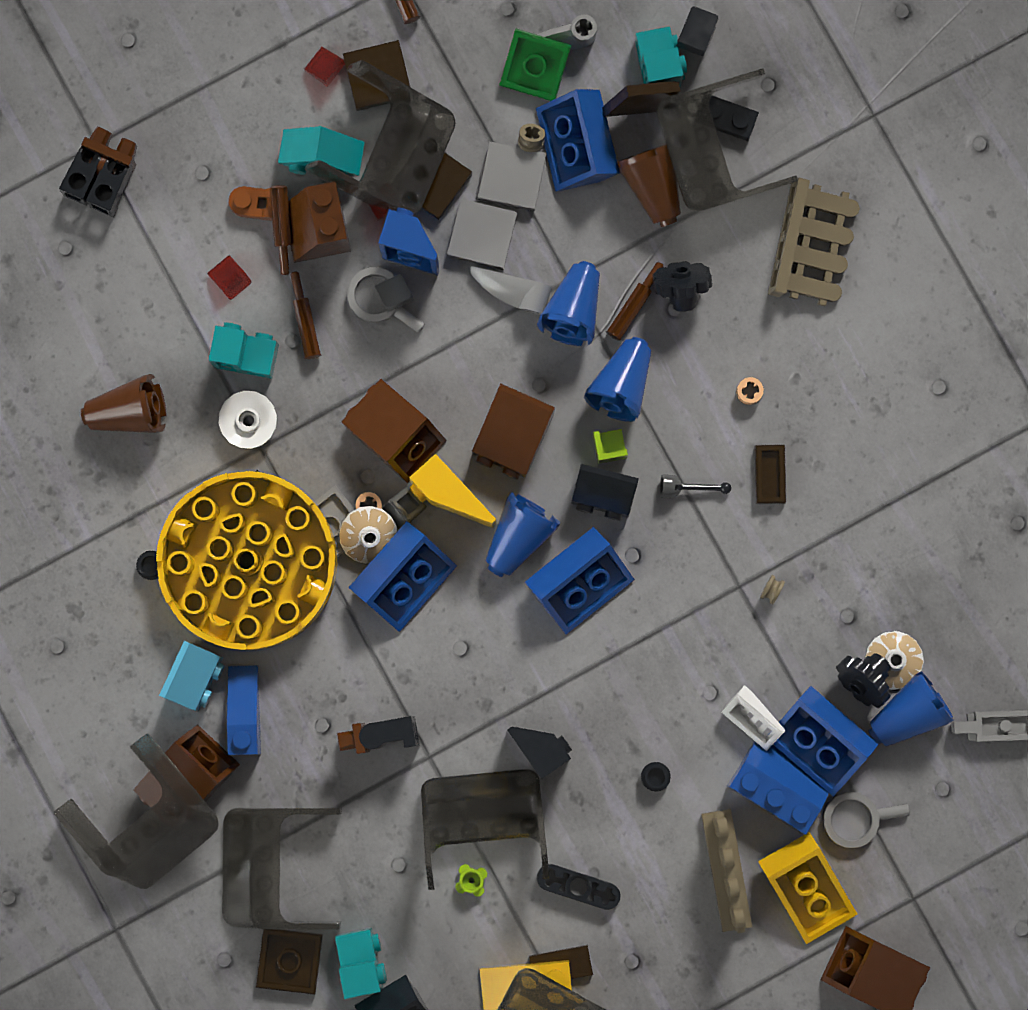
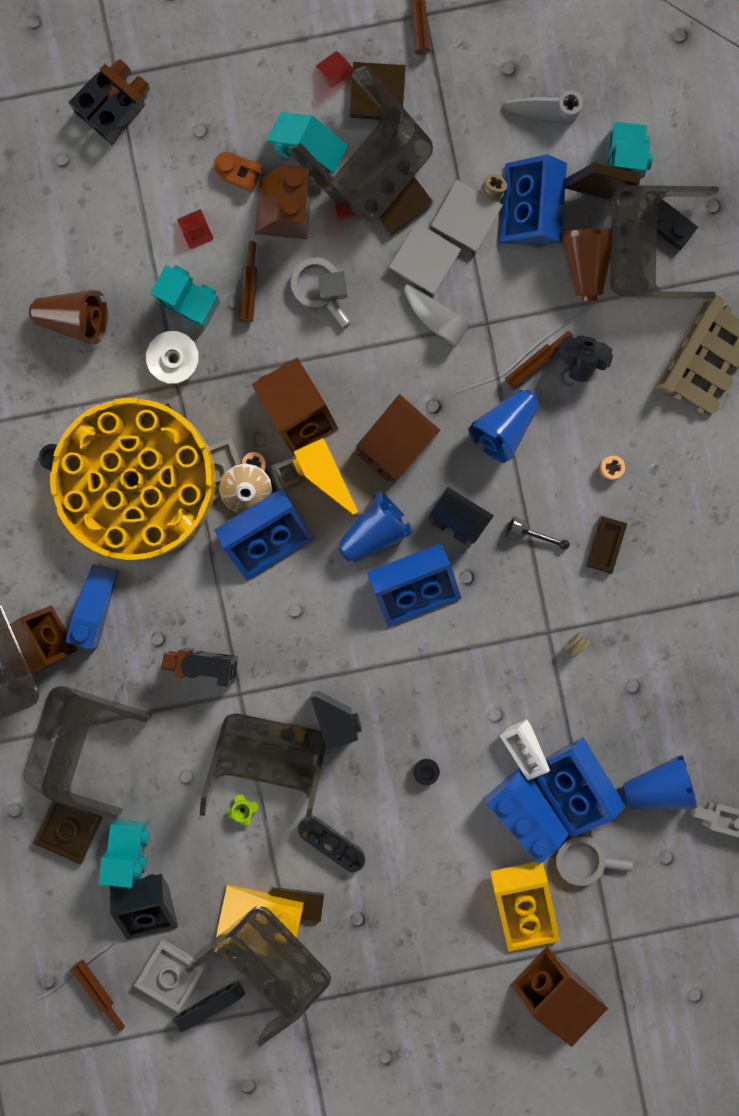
camera: 20 degrees right, 5 degrees up
(192, 676) = (55, 564): medium azure slope -> none
(281, 224) = (253, 195): reddish brown axle -> none
(407, 243) = (355, 243): blue slope -> none
(535, 65) = (517, 123): green tile -> none
(573, 306) = (483, 347): blue cone -> none
(609, 446) = (476, 477): lime panel -> none
(697, 31) = (671, 135): black slope -> none
(726, 870) = (461, 871): dark tan fence -> none
(866, 678) = (633, 747): black plant -> none
(903, 646) = (648, 732): tan dish -> none

